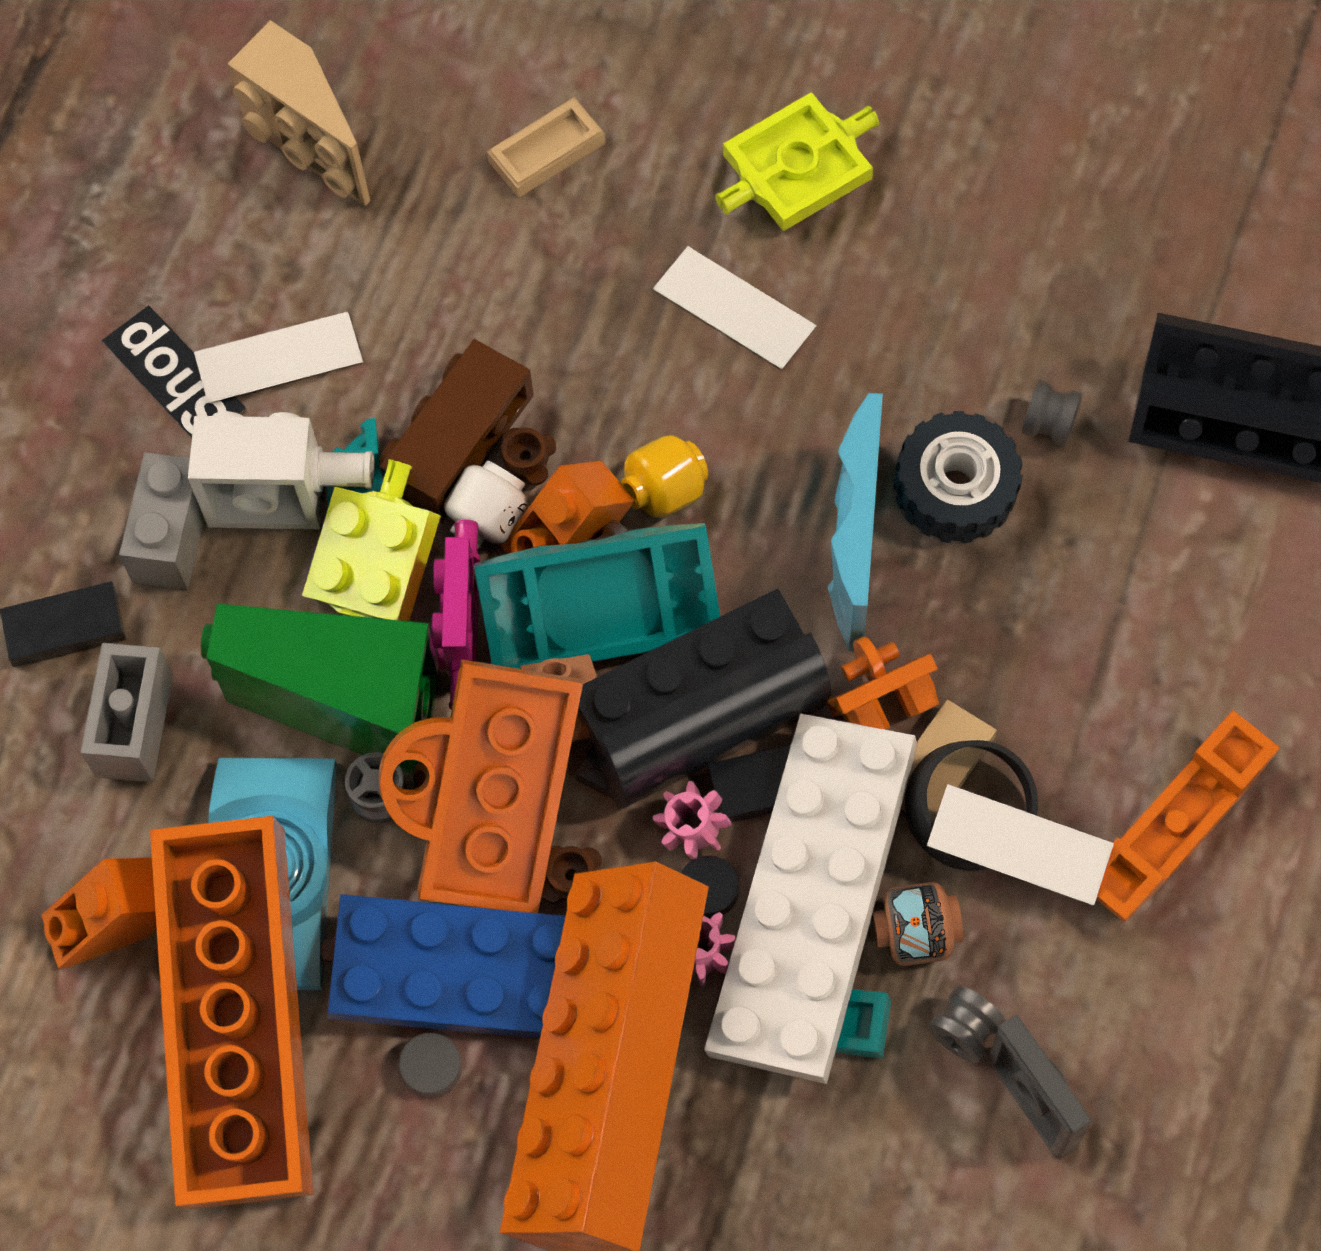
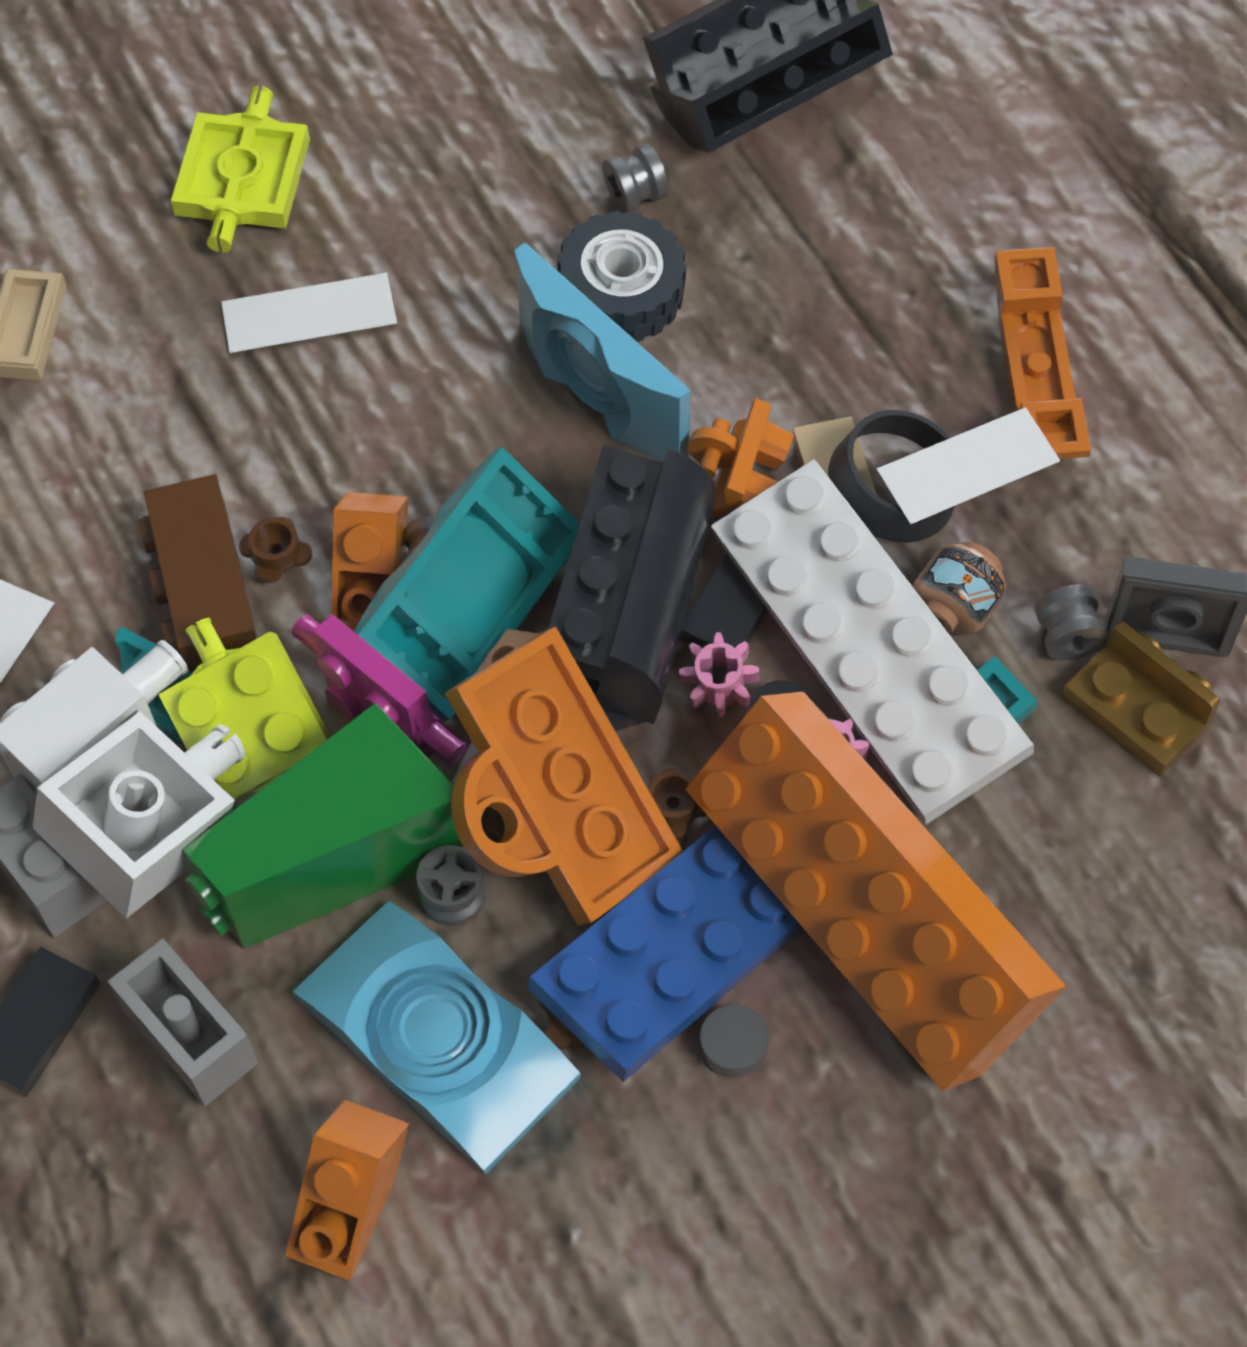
camera: 50 degrees left, 5 degrees down
(230, 1013) = (554, 1145): orange brick -> none
(248, 529) = (134, 807): none -> white brick
(489, 498) = (285, 594): white head -> none
(665, 476) = (407, 460): yellow head -> none
(951, 1126) = (1143, 698): none -> pearl gold bracket

